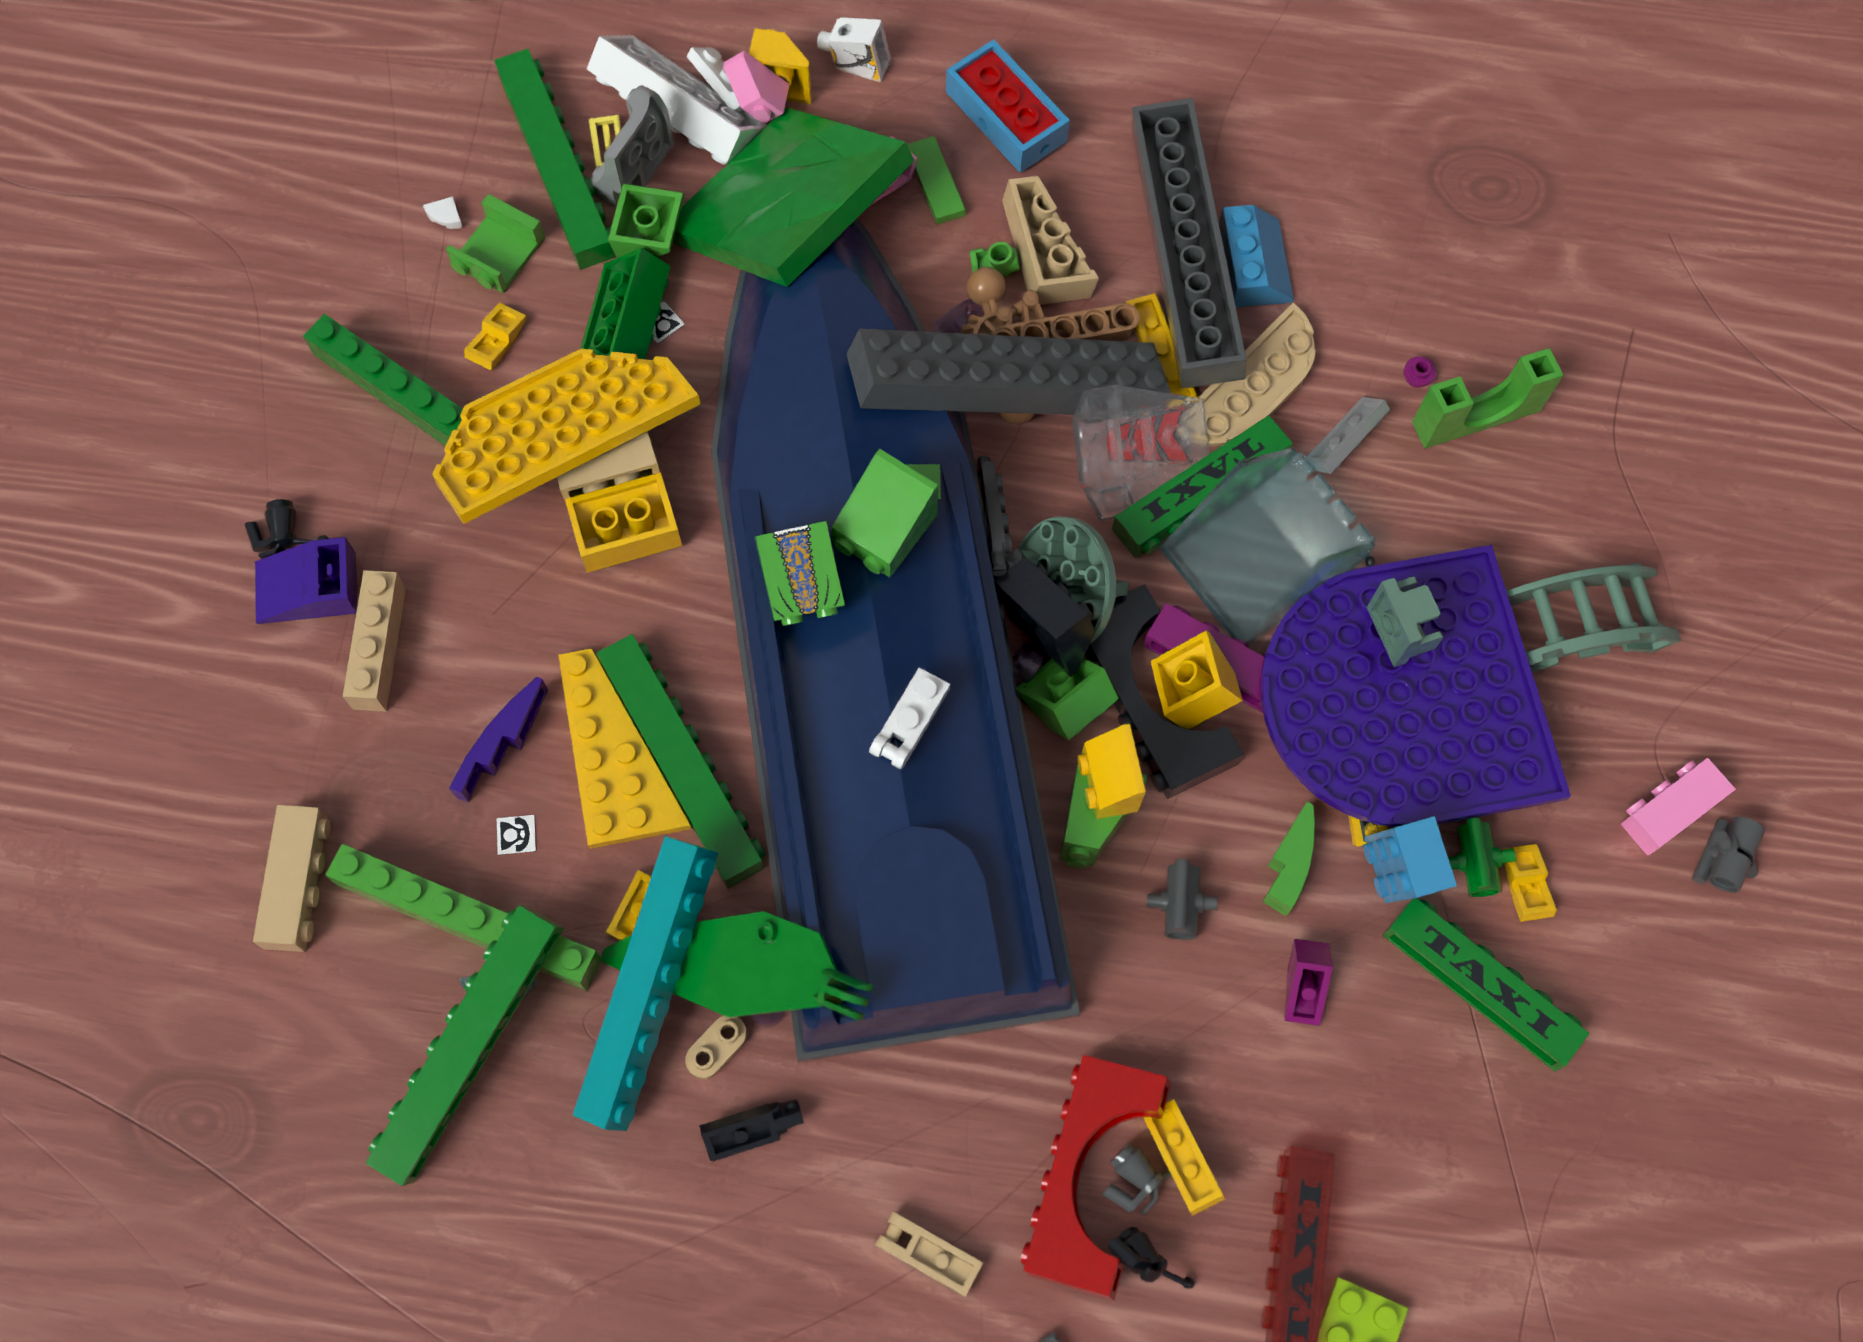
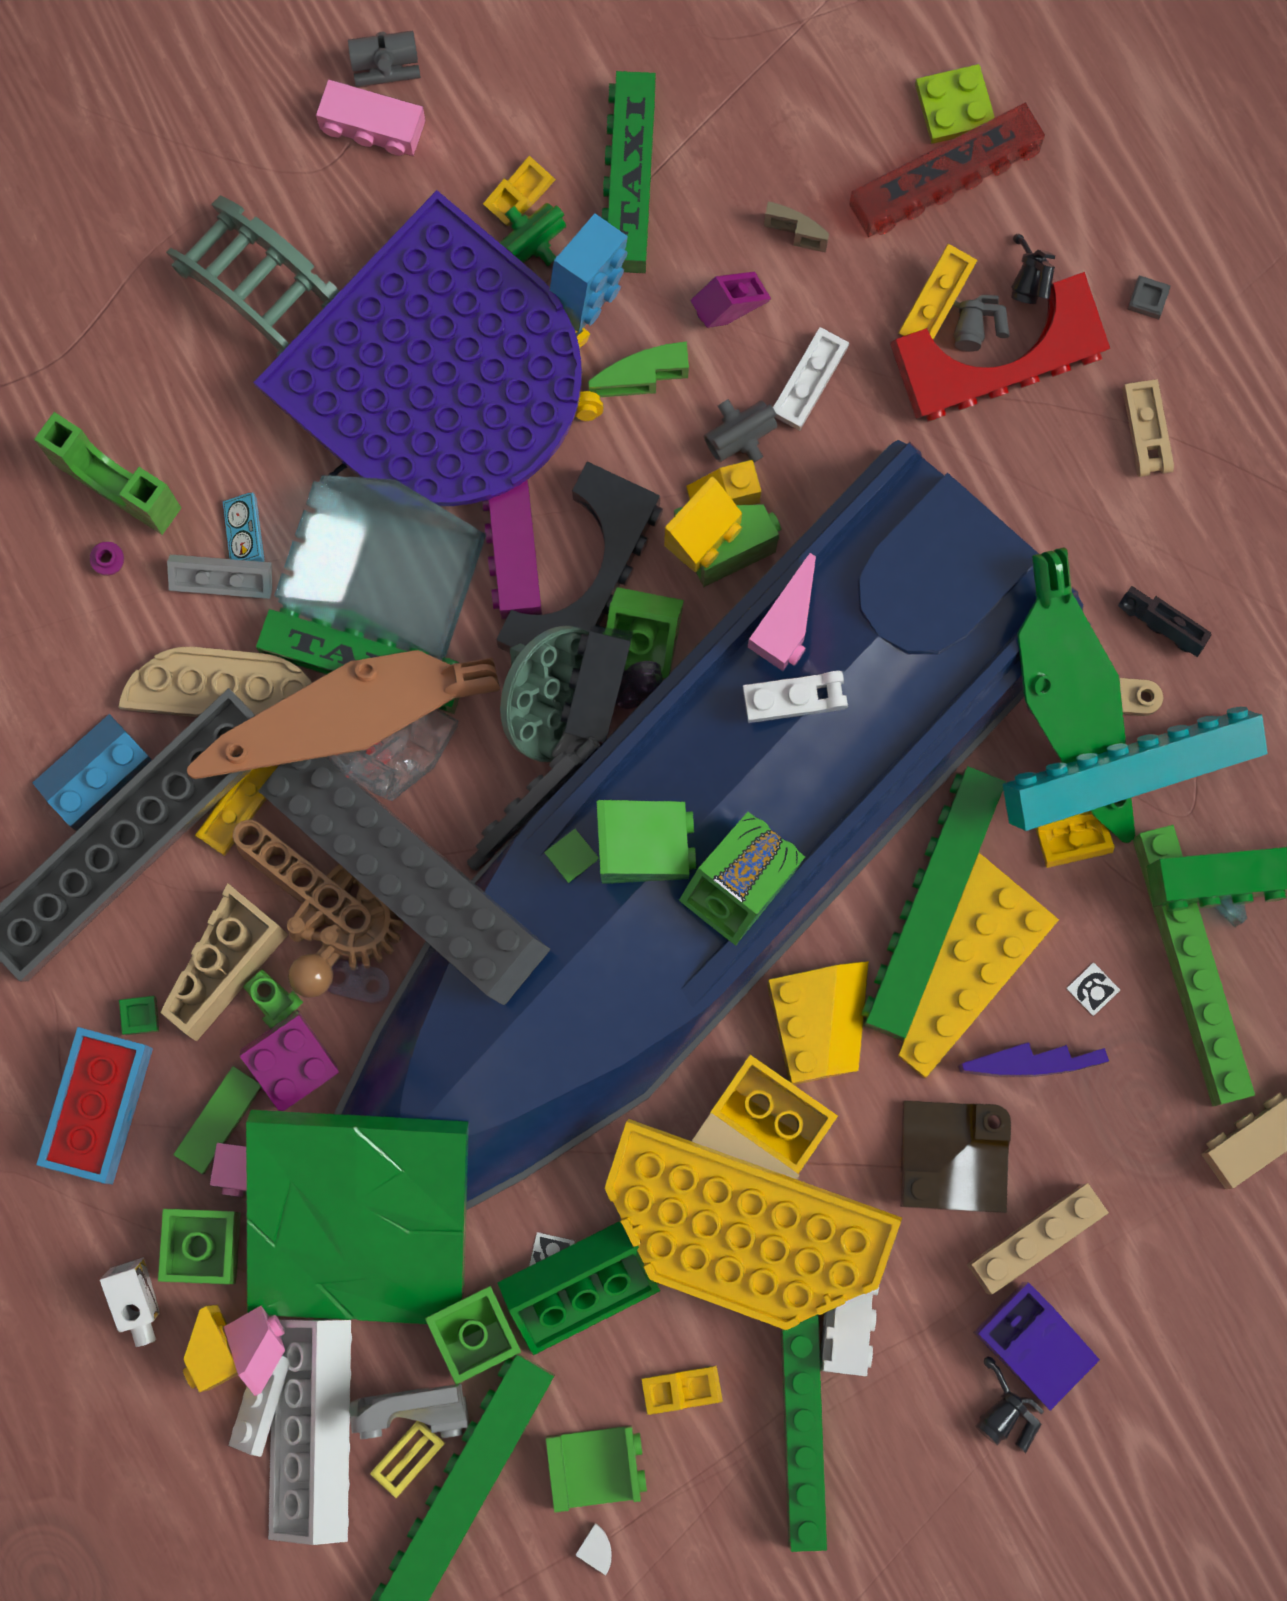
camera: 125 degrees left, 10 degrees up
(419, 453) = (847, 1336): none -> white wedge
(485, 629) = (954, 1156): none -> dark brown slope
(664, 608) = (820, 1020): none -> yellow wedge
(858, 100) = (199, 1246): none -> bright green brick
(937, 238) = (289, 1061): none -> magenta brick
(975, 755) = (784, 626): none -> bright pink slope
(1052, 174) = (139, 1015): none -> green plate
(1139, 853) = (737, 480): none -> yellow slope
(1165, 429) = (346, 711): none -> nougat wing
(1188, 995) = (810, 378): none -> white plate
(1195, 681) = (554, 539): yellow slope -> none
(1293, 796) = (589, 406): none -> yellow plate
(1328, 1089) = (807, 232): none -> dark tan slope
(1372, 479) = (243, 528): none -> slope
(1397, 615) = (393, 393): sand green panel -> none

